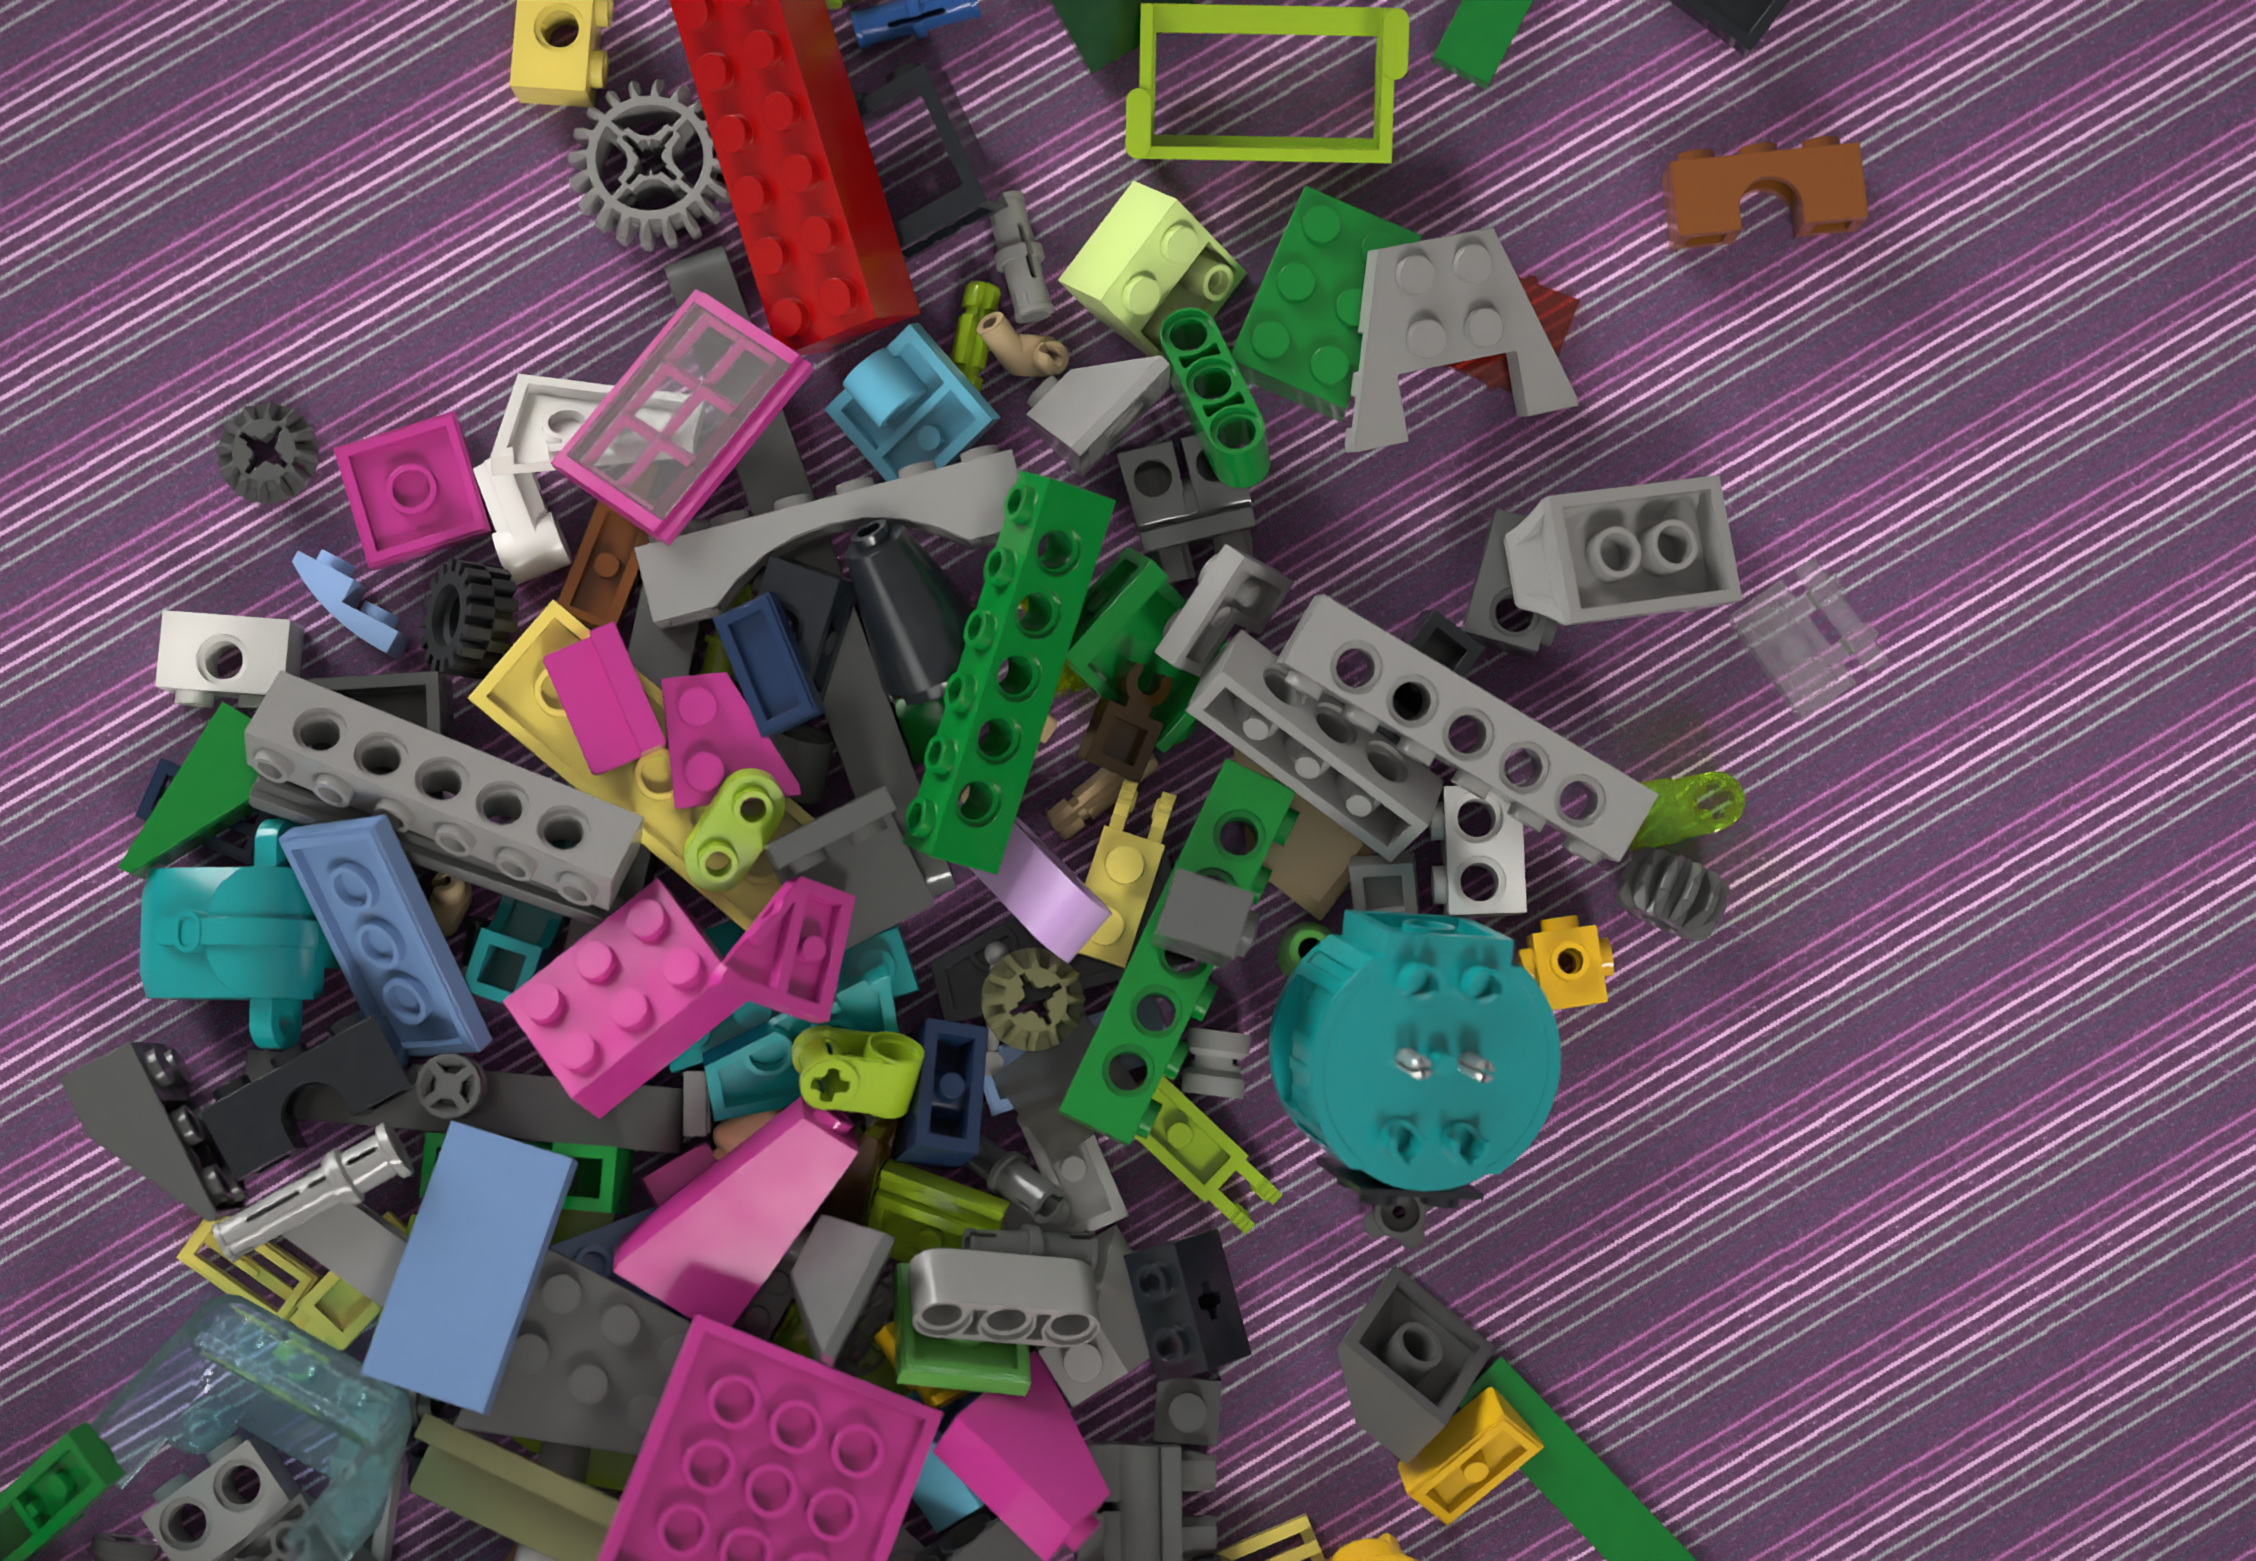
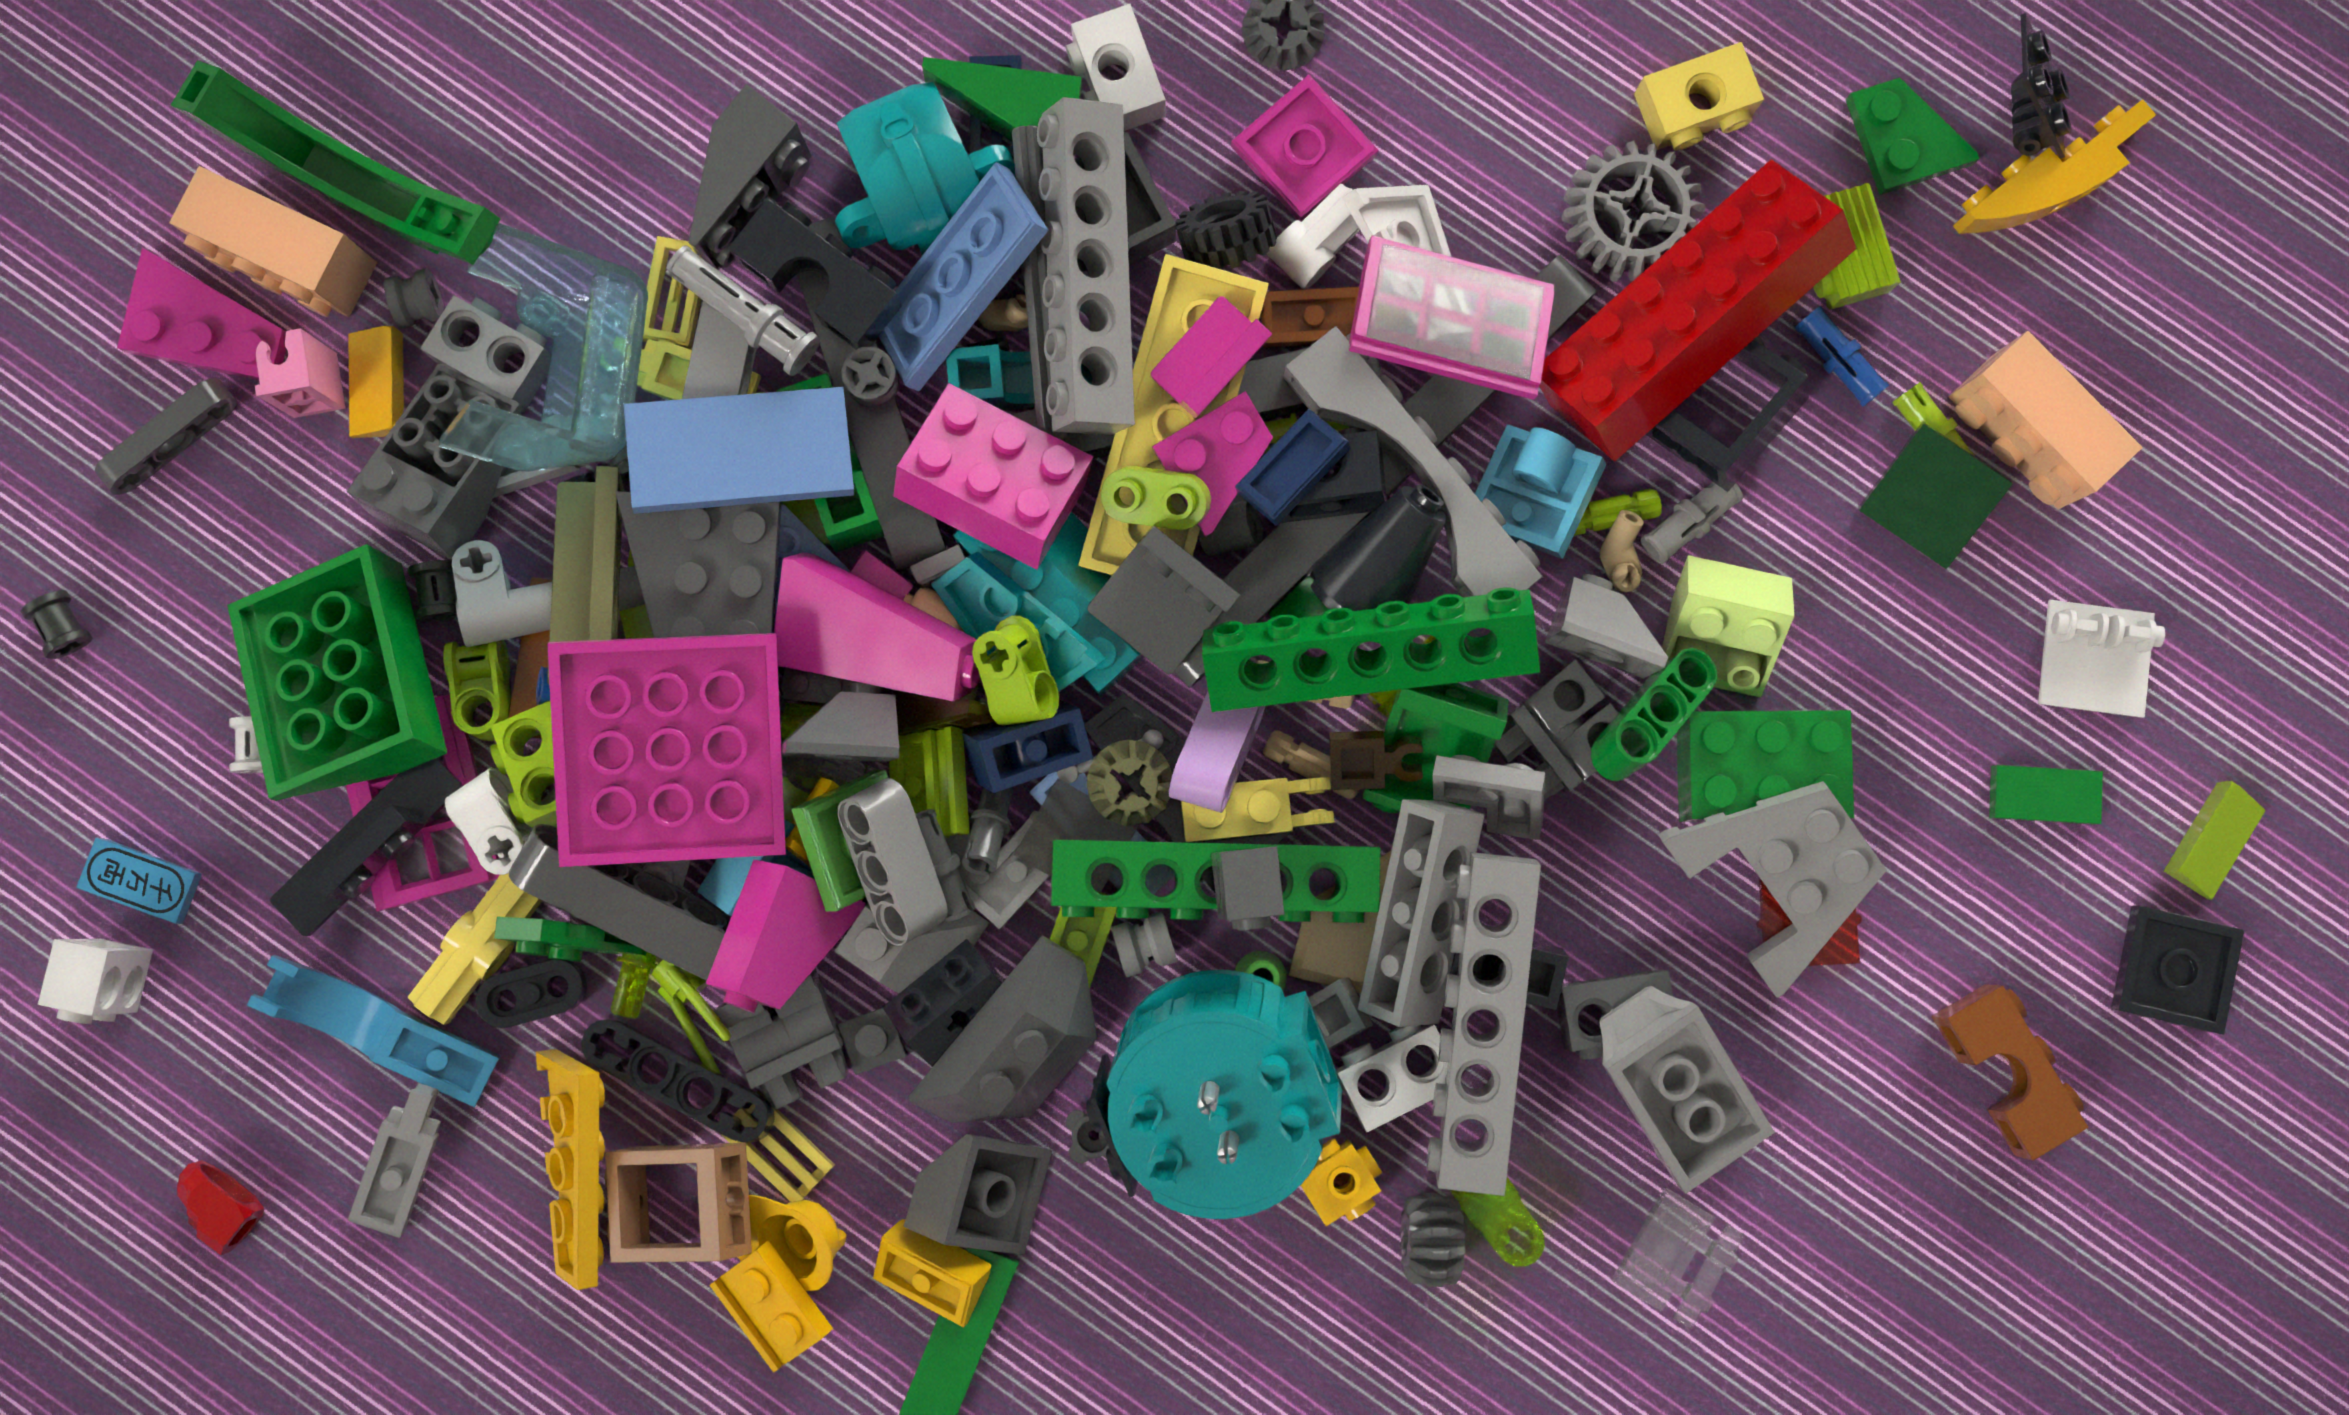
camera: 60 degrees right, 0 degrees up
(340, 594) = (1200, 131): light blue slope -> none
(791, 952) = (1082, 581): dark pink wing -> none
(1261, 1251) = (1015, 1043): none -> dark grey wedge
(1392, 50) = (2005, 717): lime piece -> none

